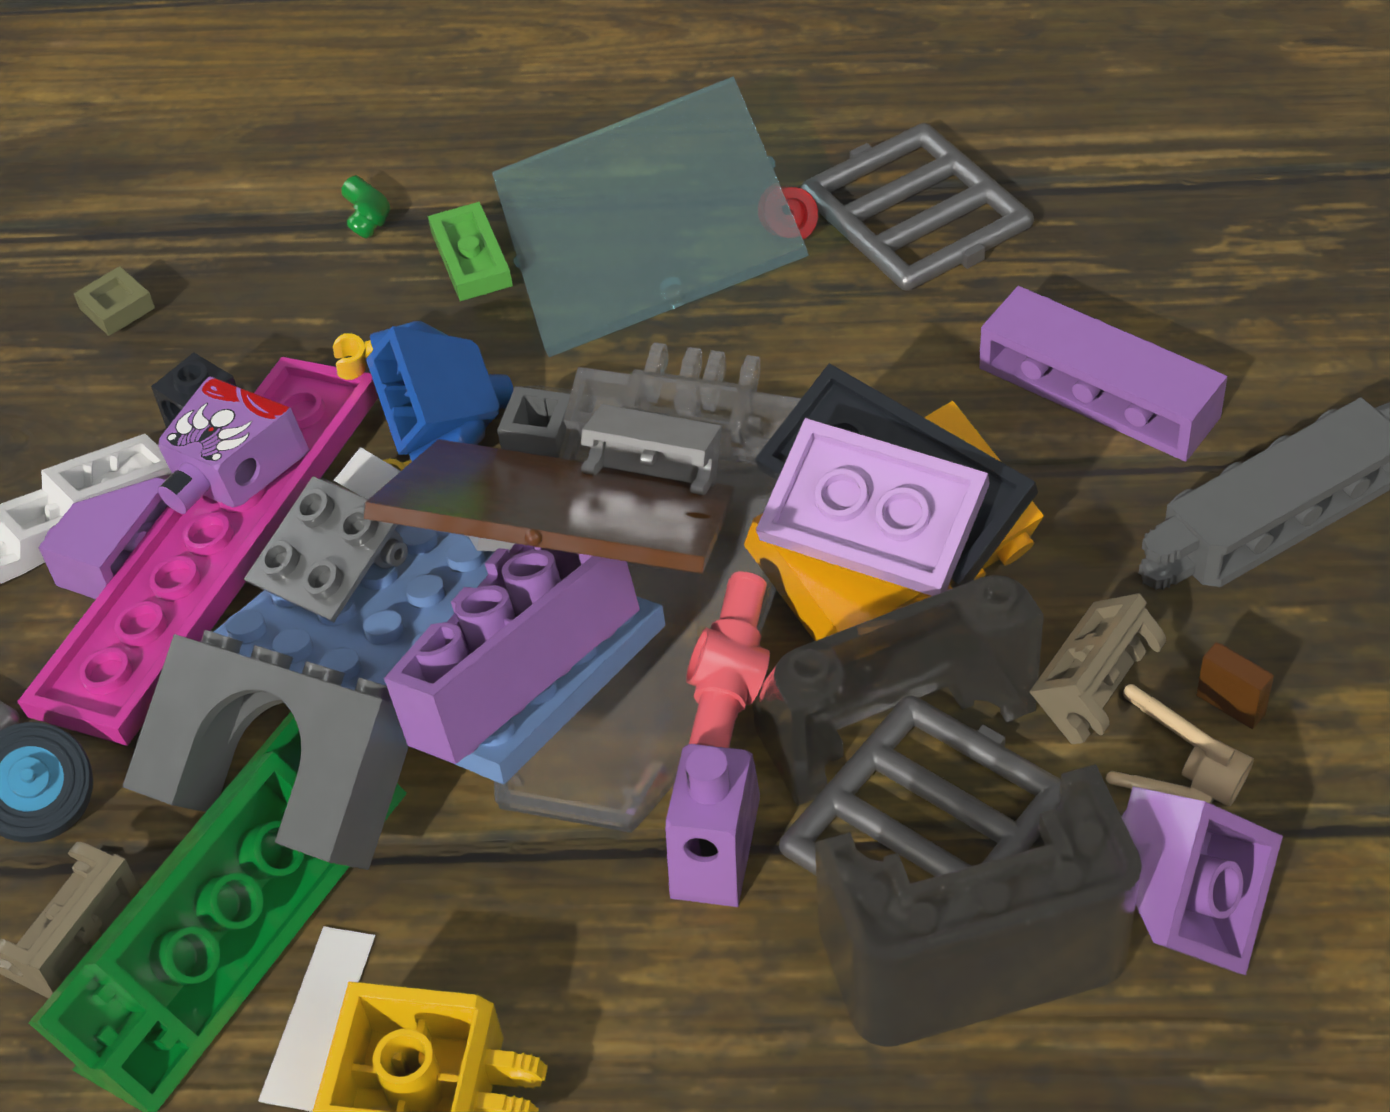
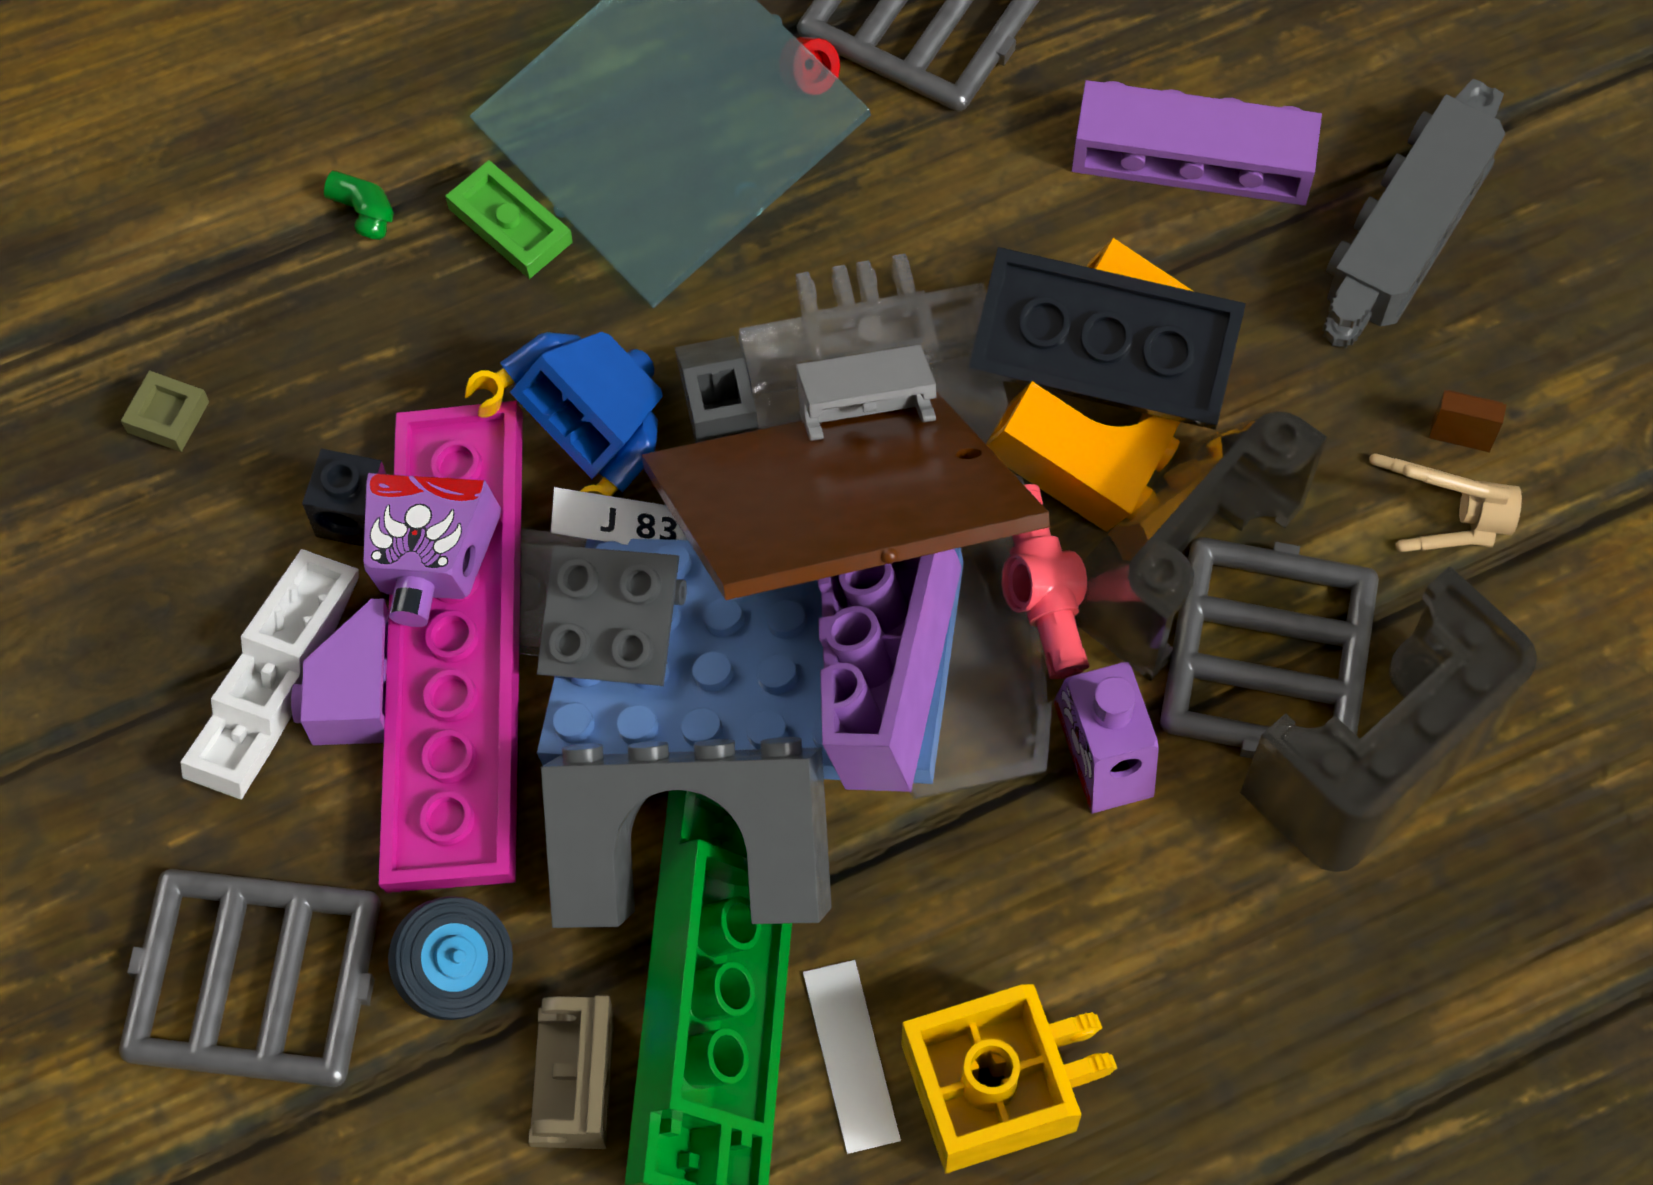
camera: 30 degrees left, 15 degrees up
(873, 507) = (1117, 383): lavender plate -> none
(1094, 664) = (1346, 466): dark tan hinge -> none
(1200, 876) = (1551, 606): medium lavender slope -> none

